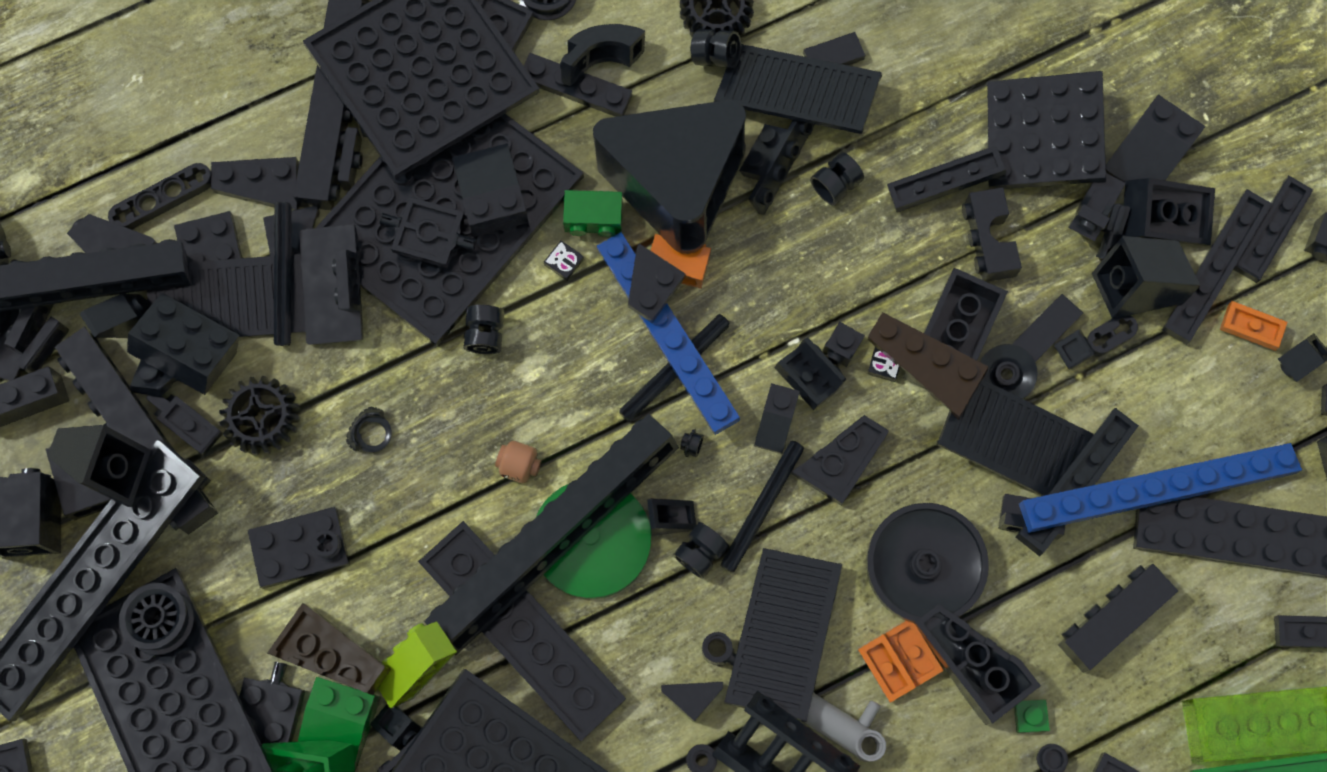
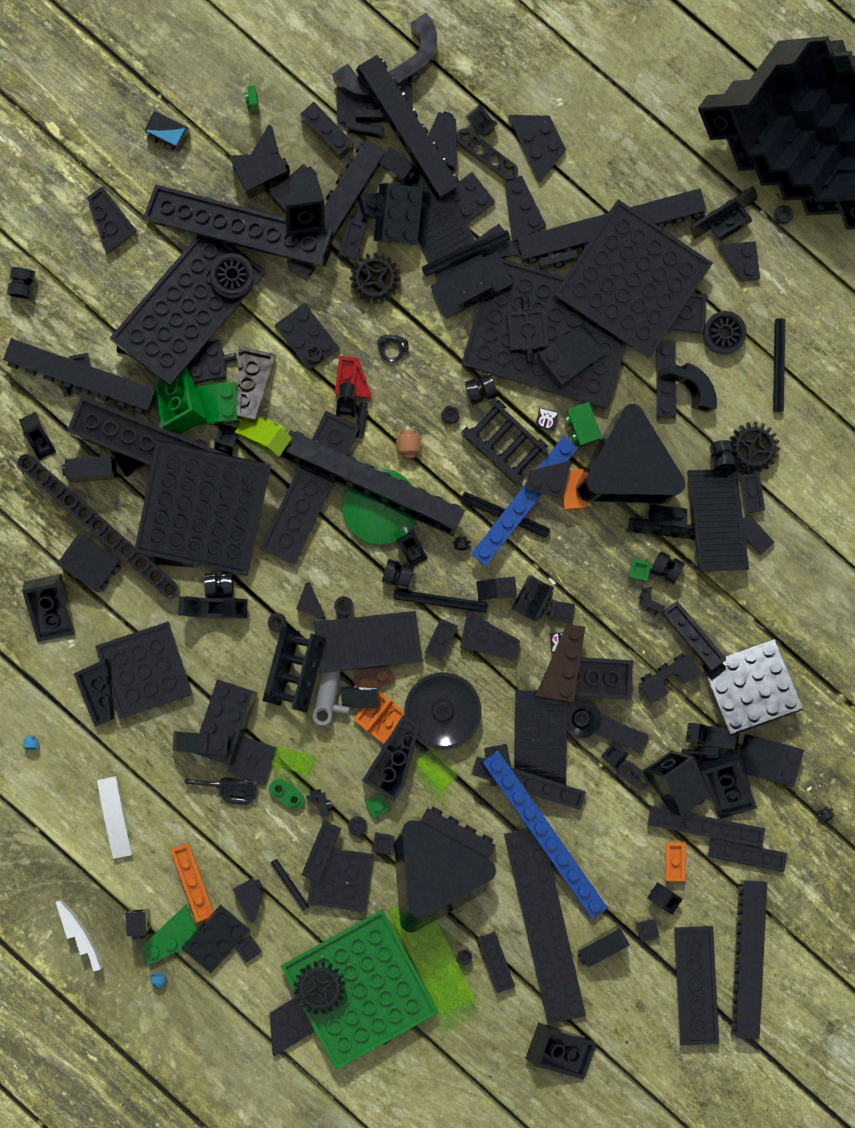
camera: 70 degrees right, 10 degrees up
(110, 185) = (481, 121): none -> black bracket
(176, 123) = (539, 141): none -> black wing
(388, 506) = (350, 371): none -> red wing
(416, 524) = (346, 400): none -> black piece
(452, 514) = (361, 419): none -> black animal
(501, 380) = (445, 414): none -> black plate
(571, 355) = (500, 460): none -> black fence
(777, 34) = (752, 493): none -> black plate
(819, 526) = (441, 639): none -> black plate
(825, 217) = (639, 569): none -> green plate
(840, 651) = (373, 677): none -> reddish brown wing
(862, 677) = (360, 697): none -> black tile
(883, 219) = (652, 606): none -> black bracket
(1006, 608) = (436, 768): none -> clear neon green panel
(1092, 730) = (383, 843): none -> black plate
(1175, 670) = (435, 875): none -> black brick
(1251, 107) = (825, 814): none -> black plate
(1307, 674) = (461, 953): none -> black hinge

